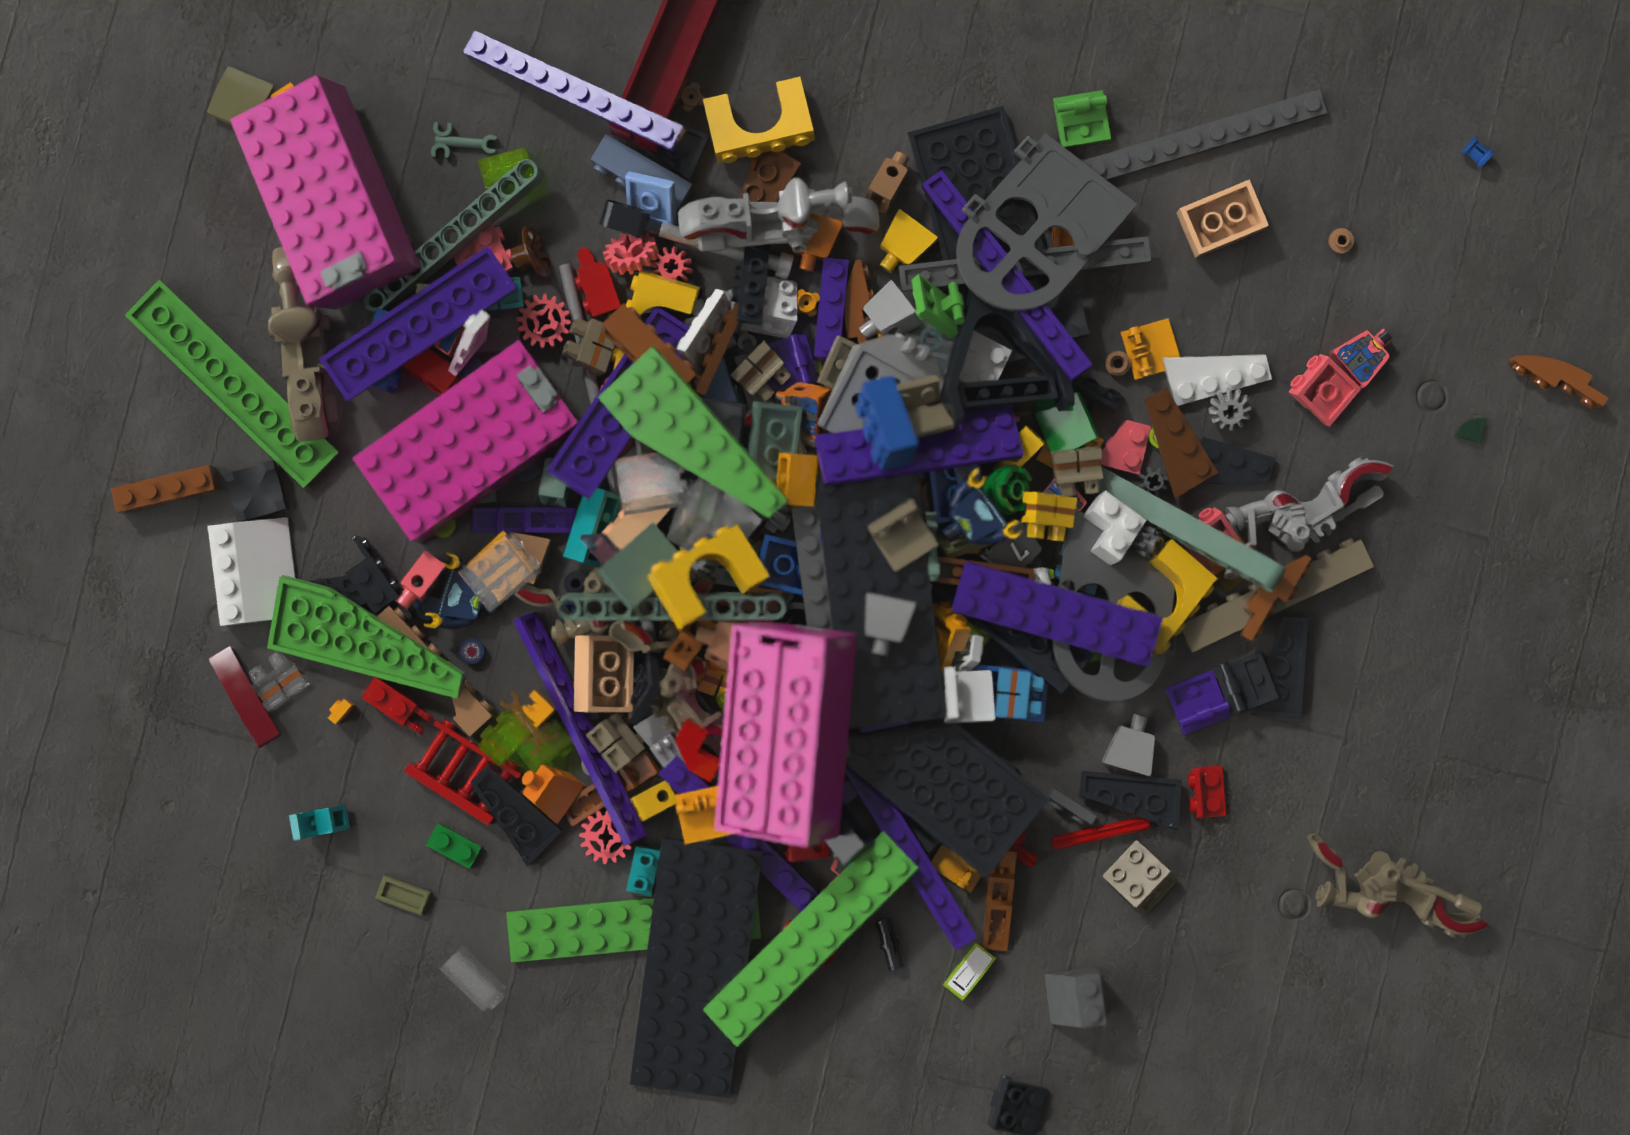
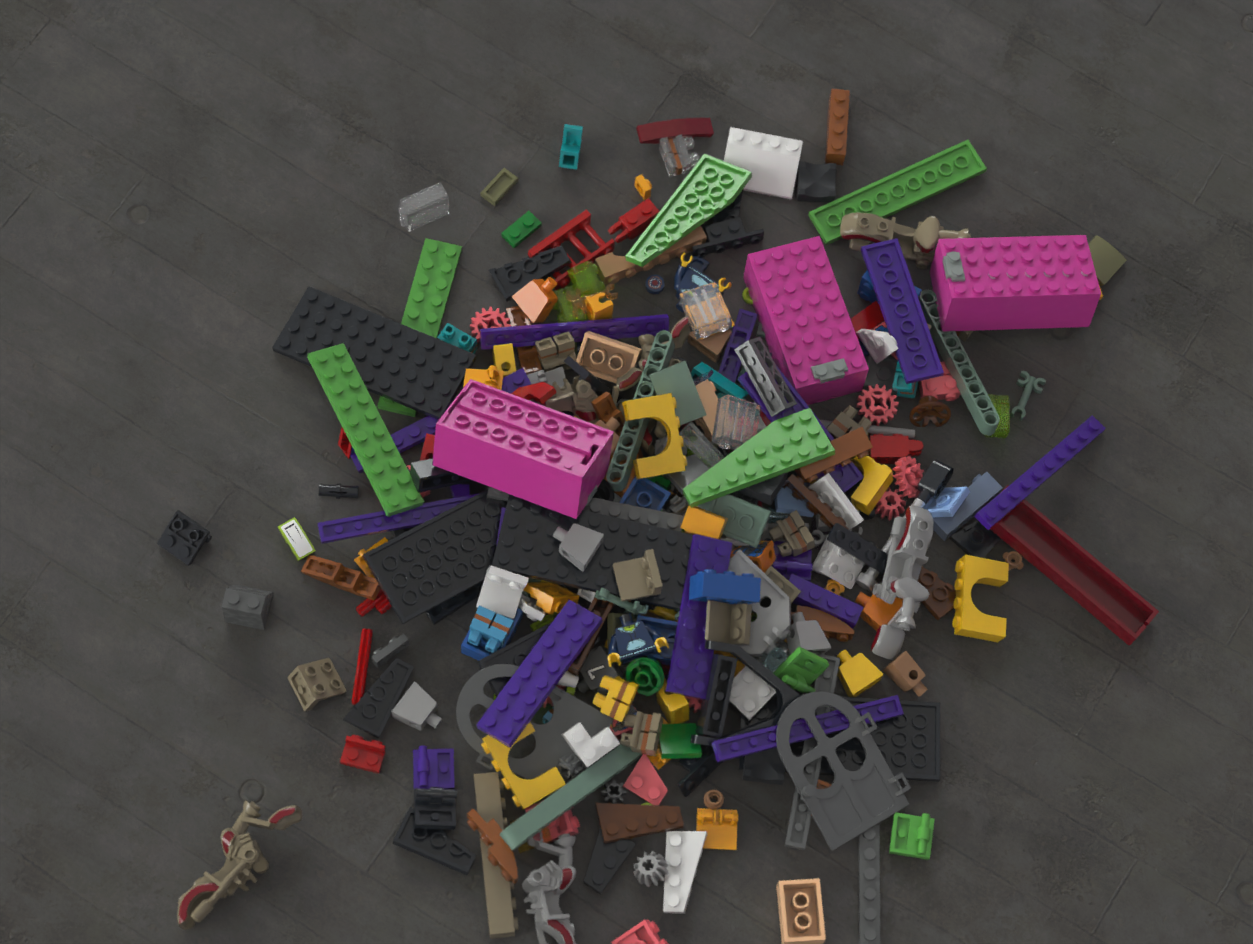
camera: 100 degrees right, 20 degrees down
(425, 570) = (718, 262): coral torso -> none
(581, 466) = (763, 376): none -> dark grey fence

